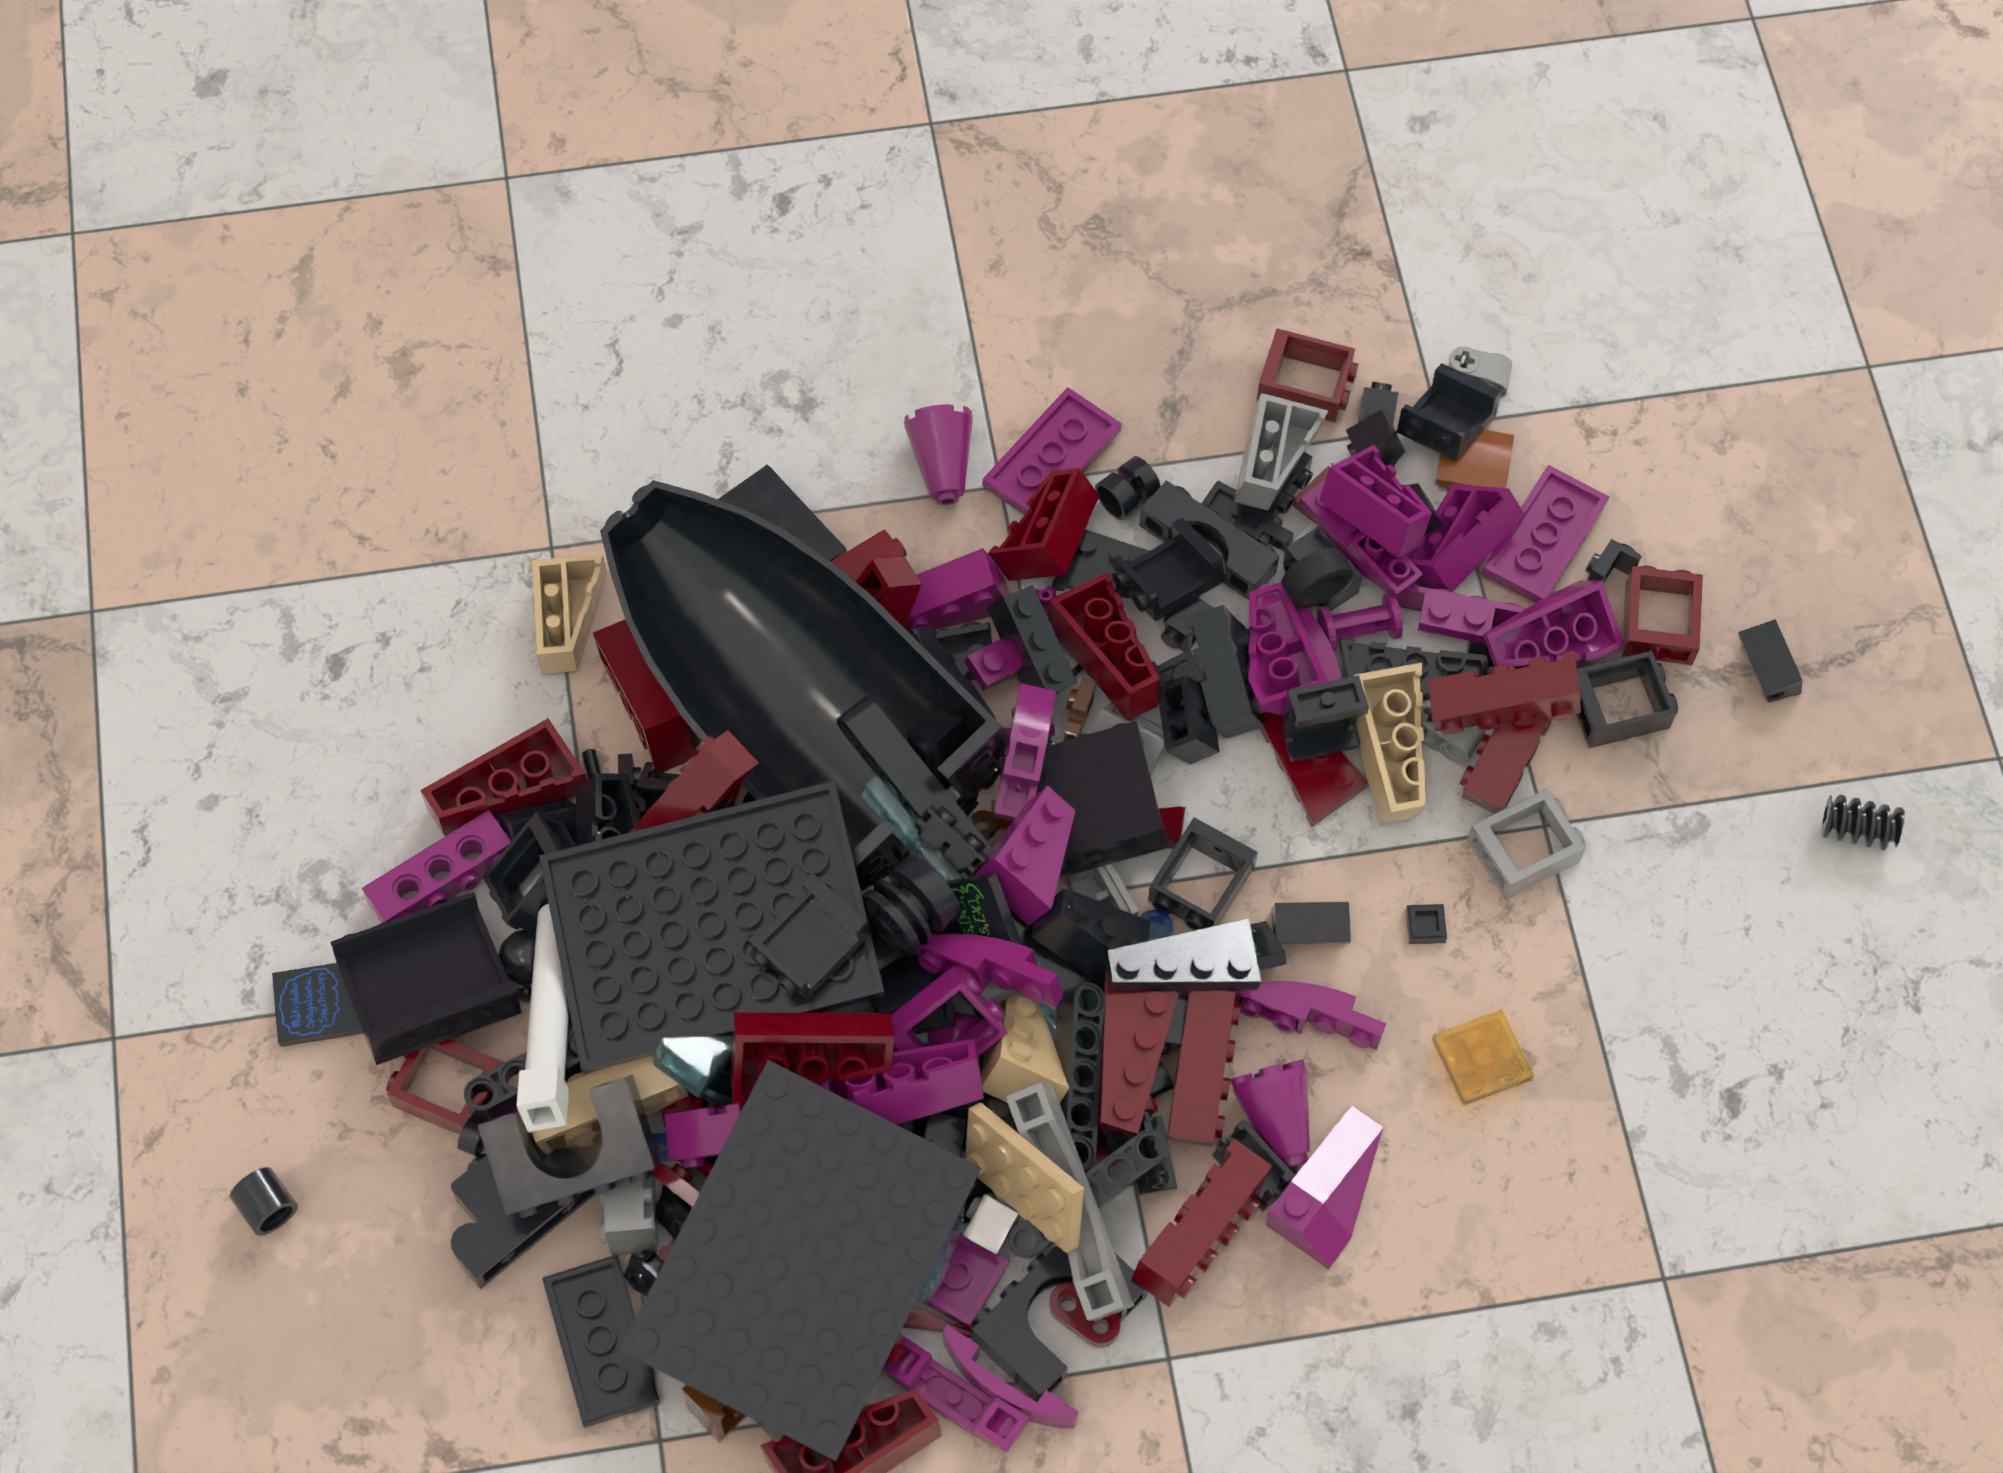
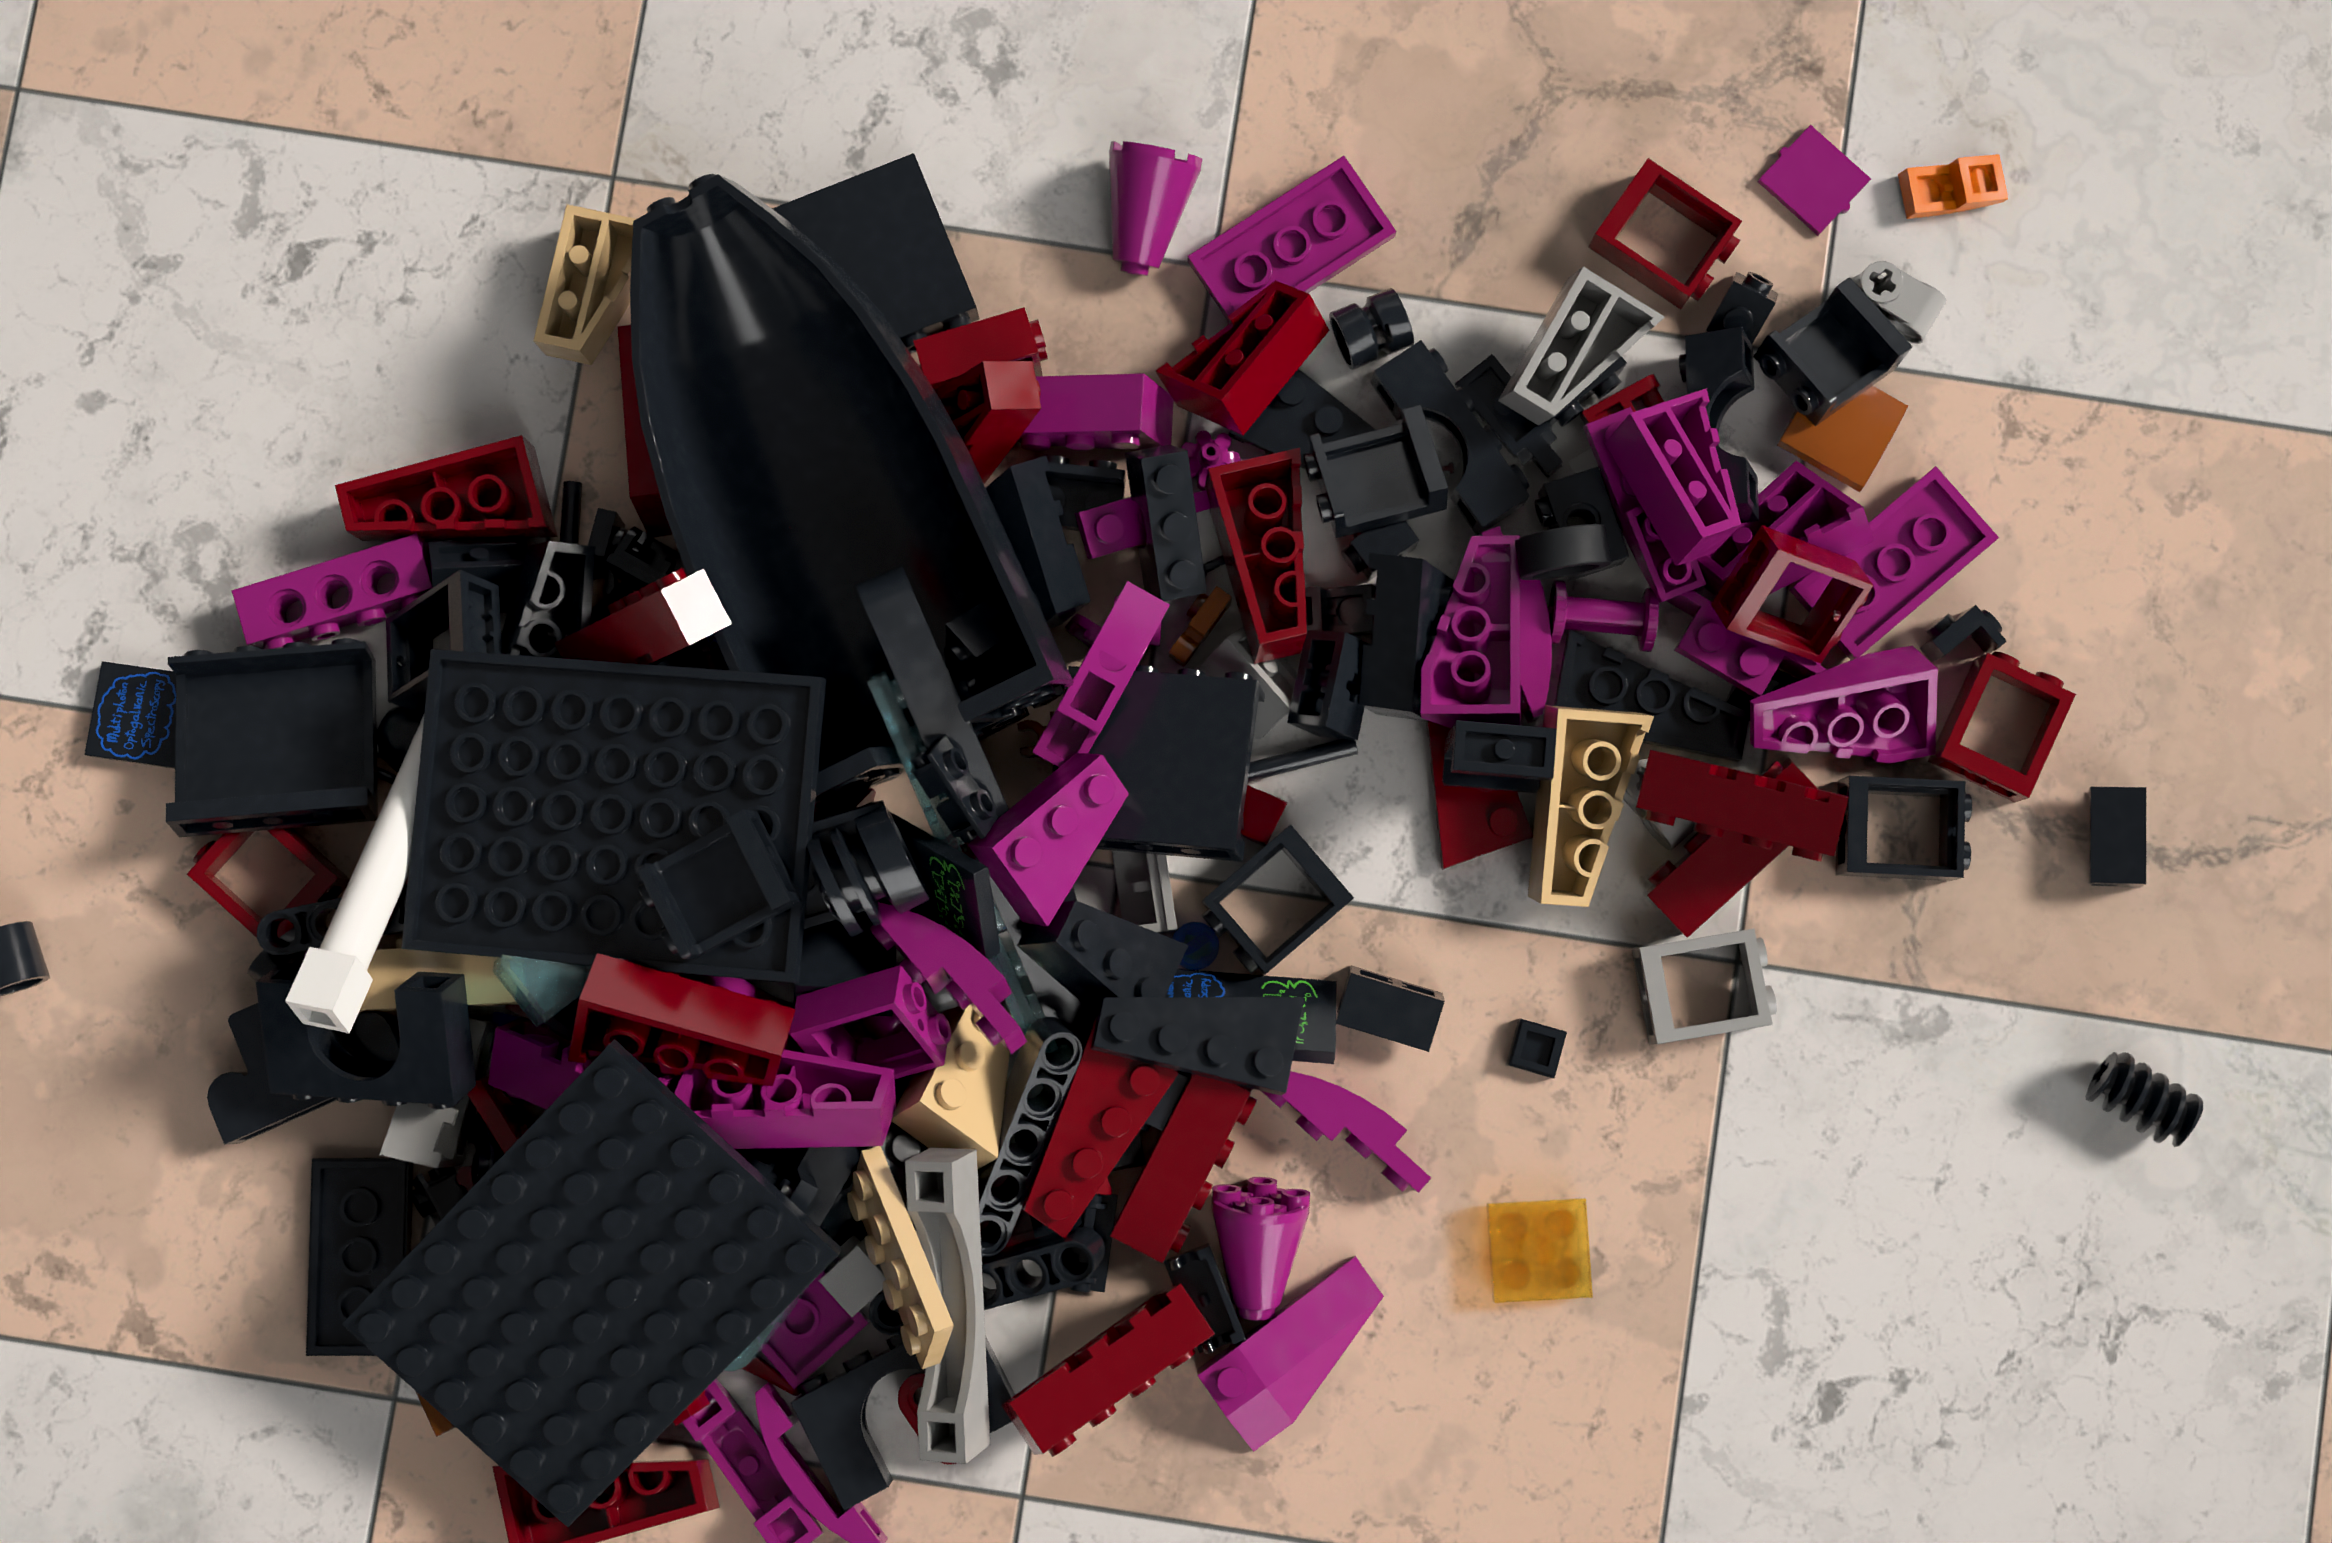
camera: 20 degrees right, 20 degrees up
(1188, 778) = (1301, 758): none -> black bar
(1393, 318) = (1814, 180): none -> magenta piece
(1455, 553) = (1756, 576): none -> dark red window
(1487, 297) = (1953, 187): none -> orange slope

